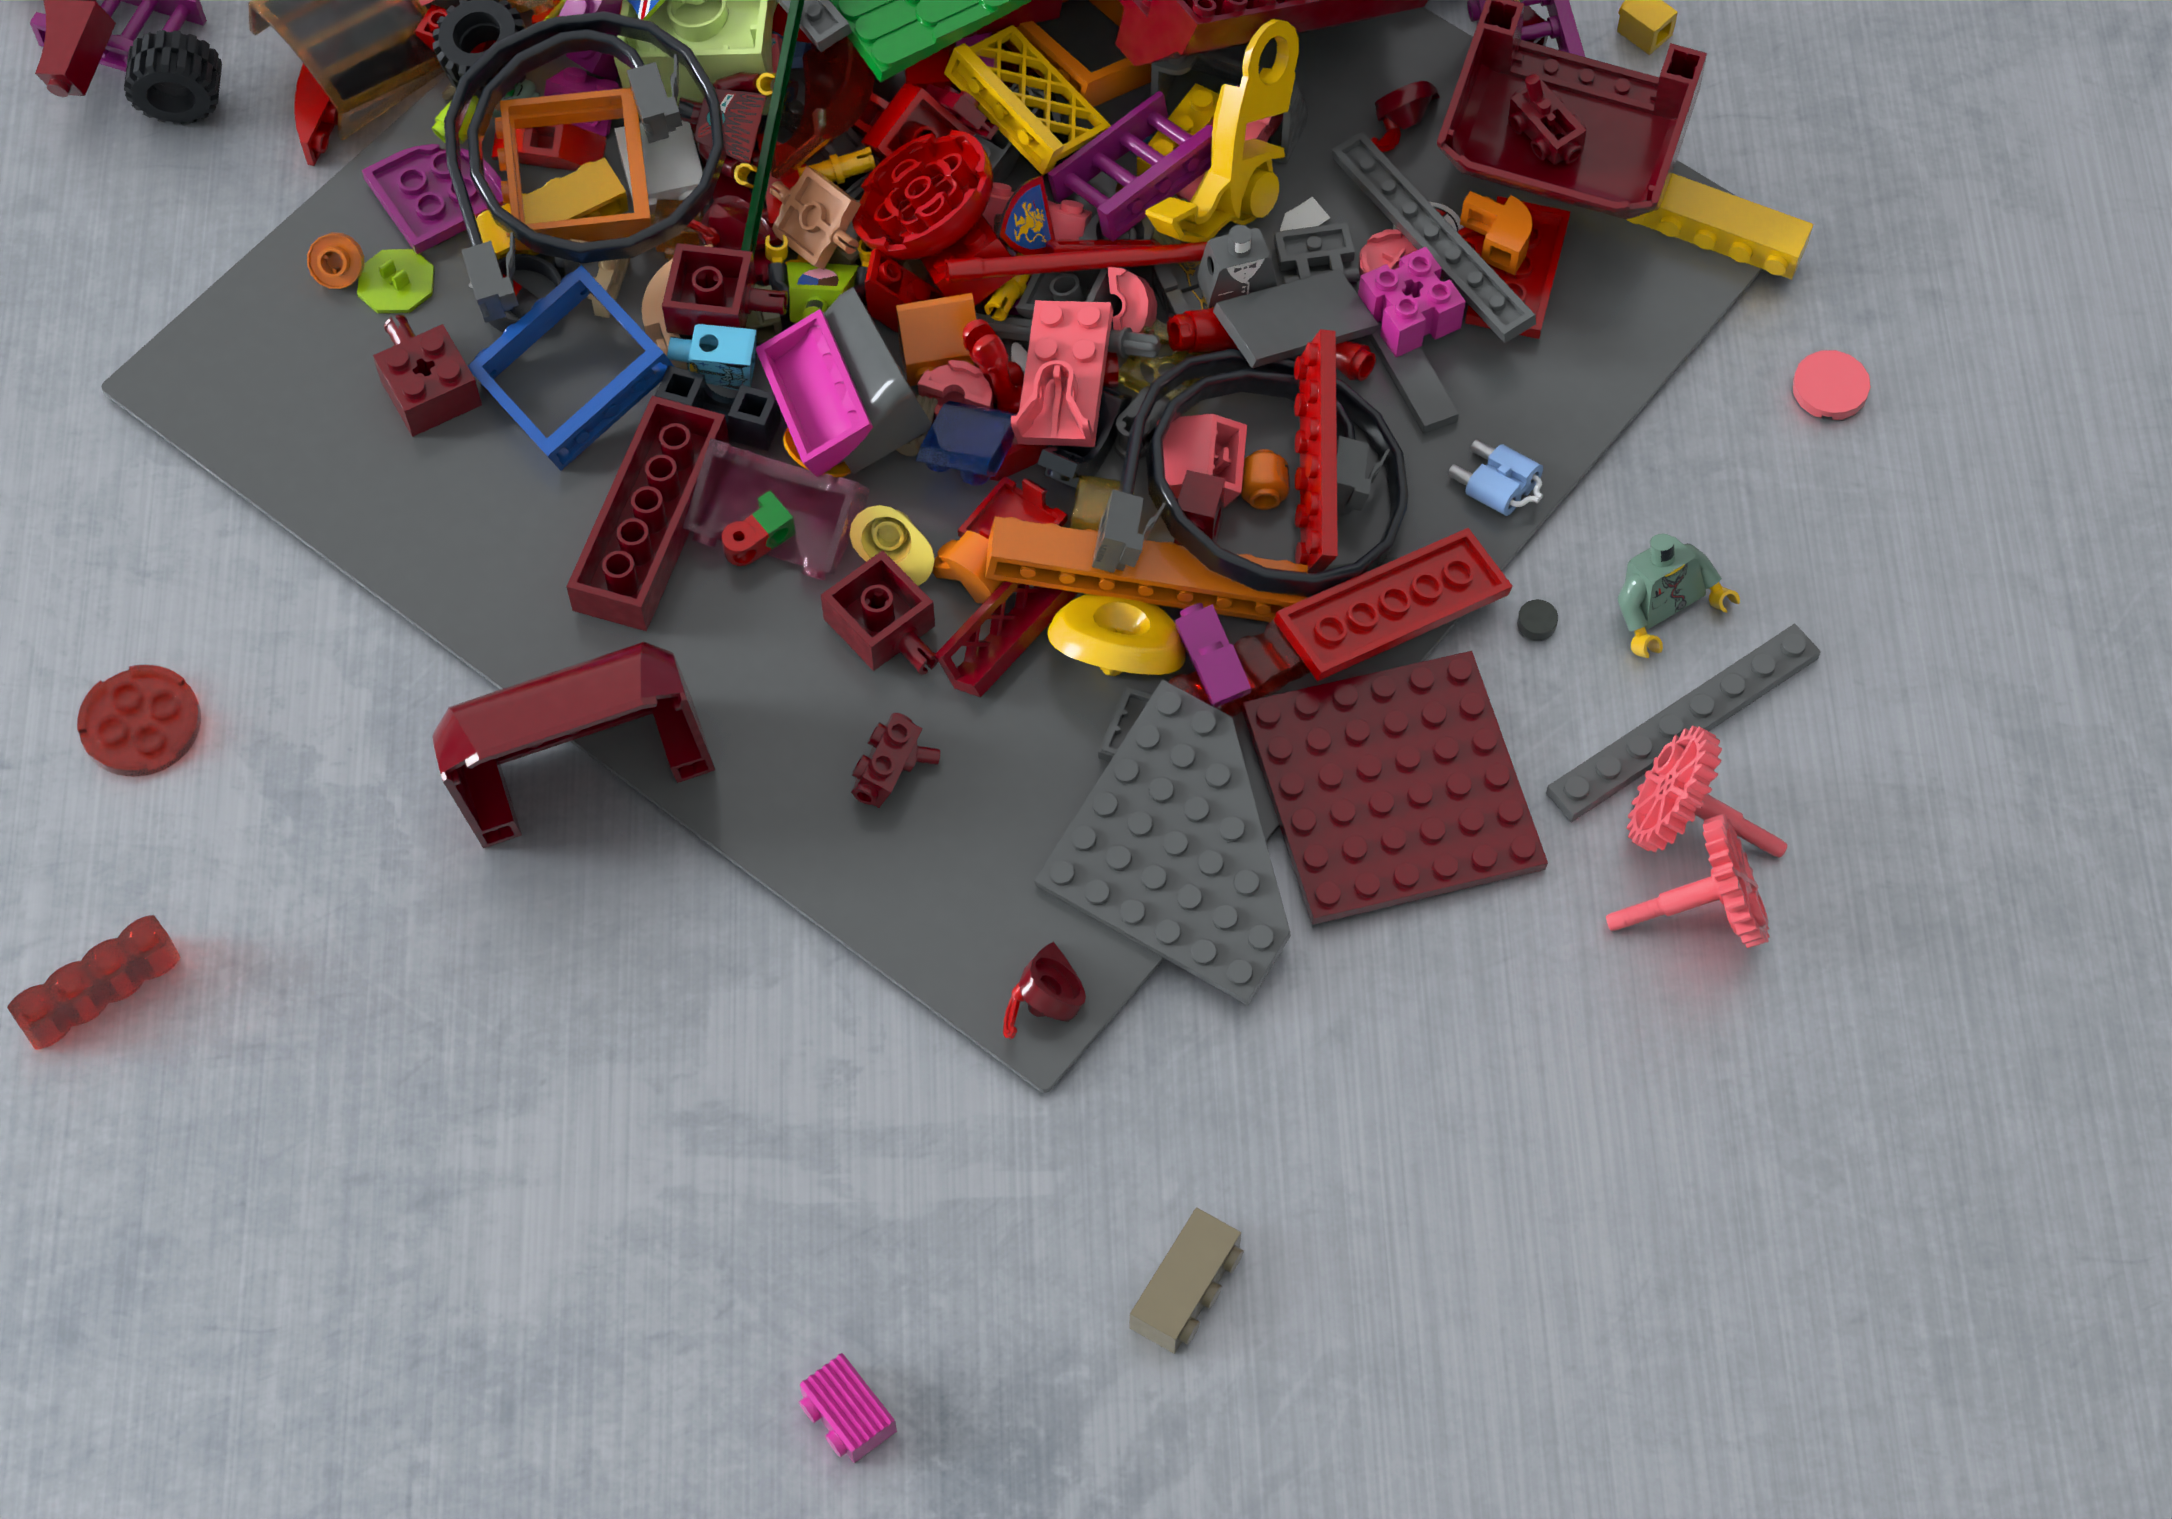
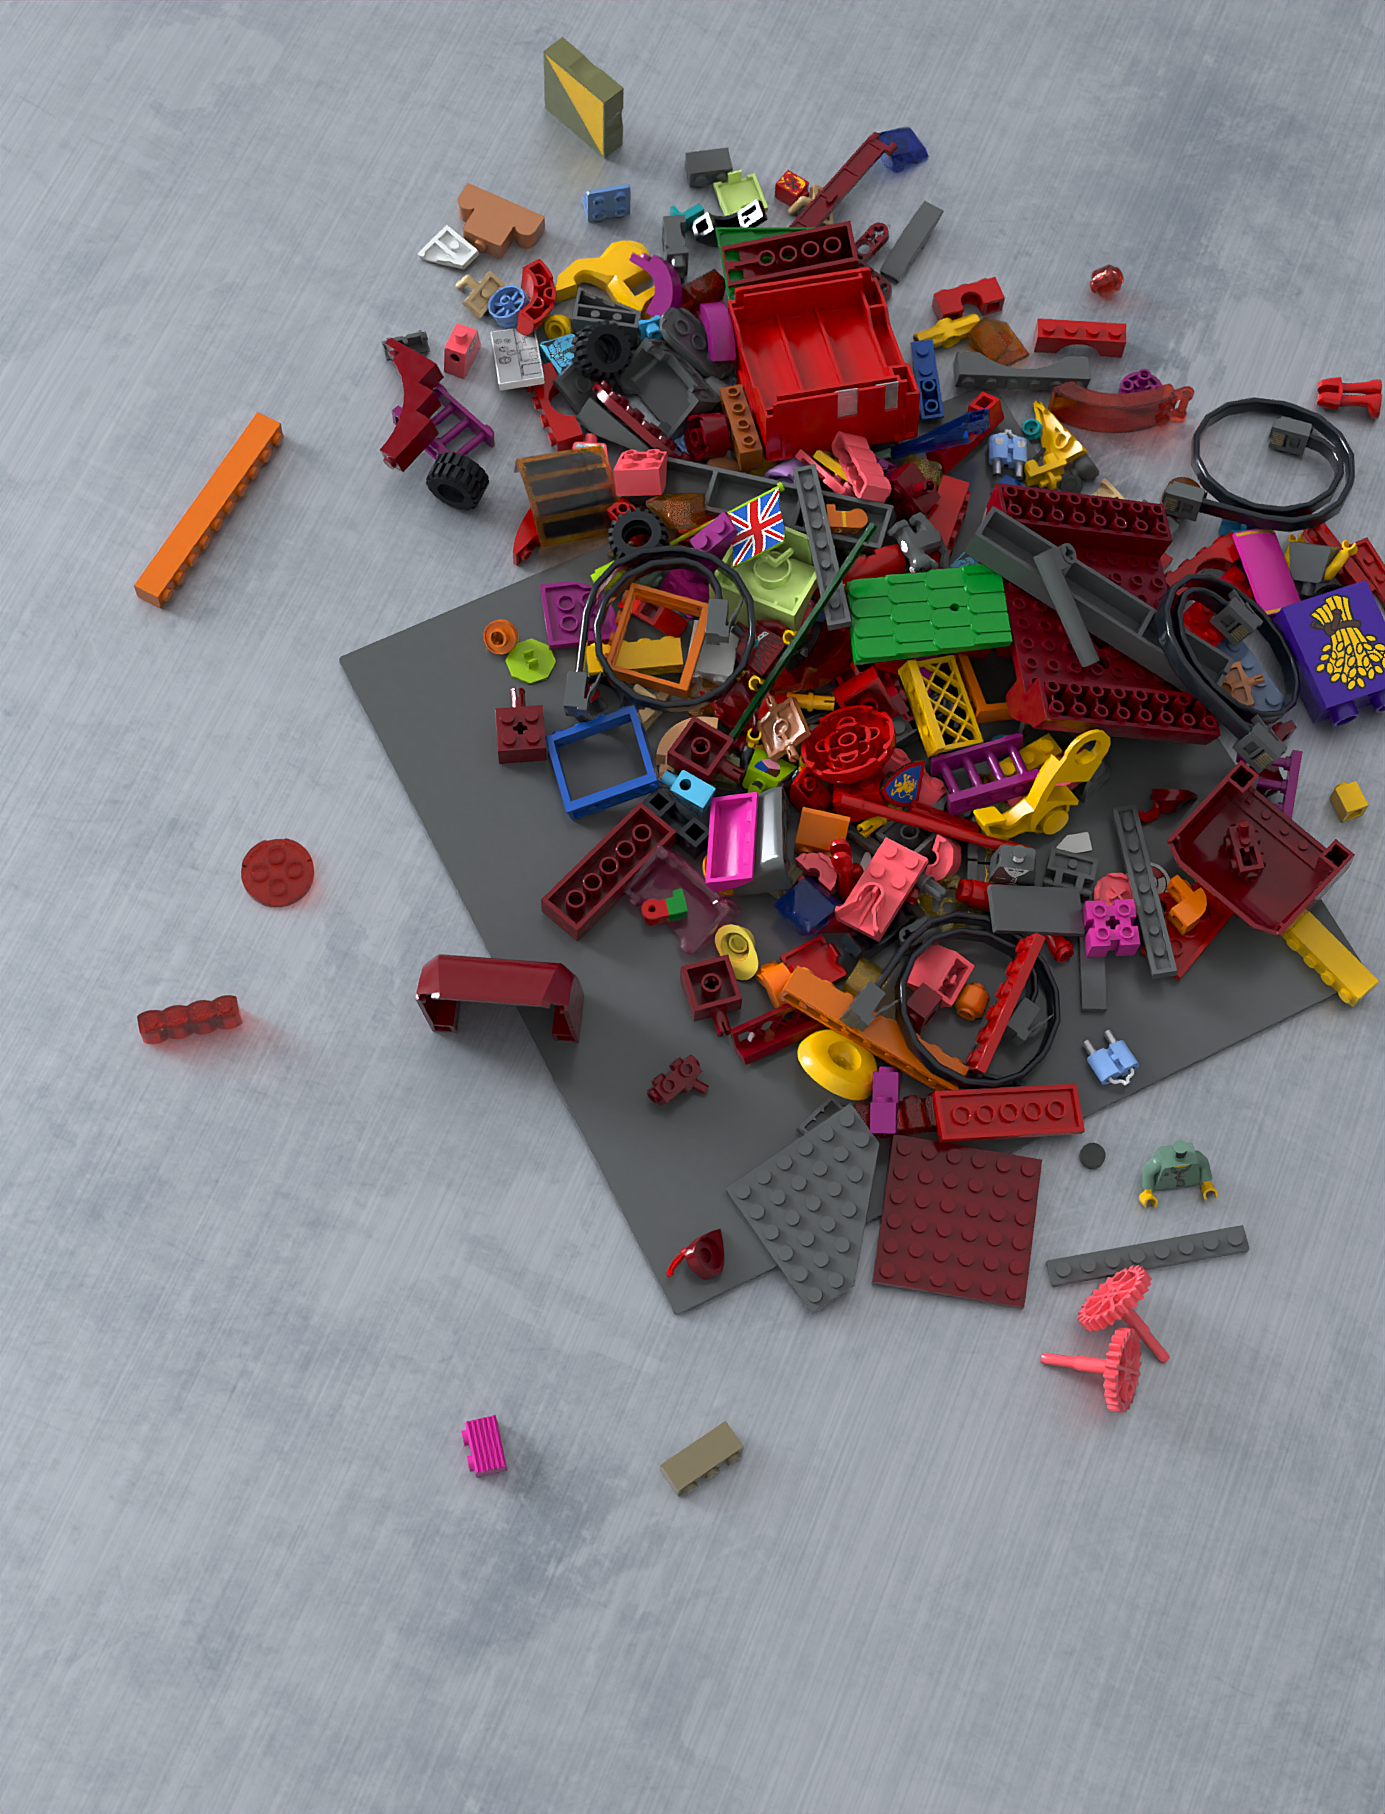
camera: 20 degrees right, 5 degrees up
(1831, 384) = (1343, 1084): coral tile -> none

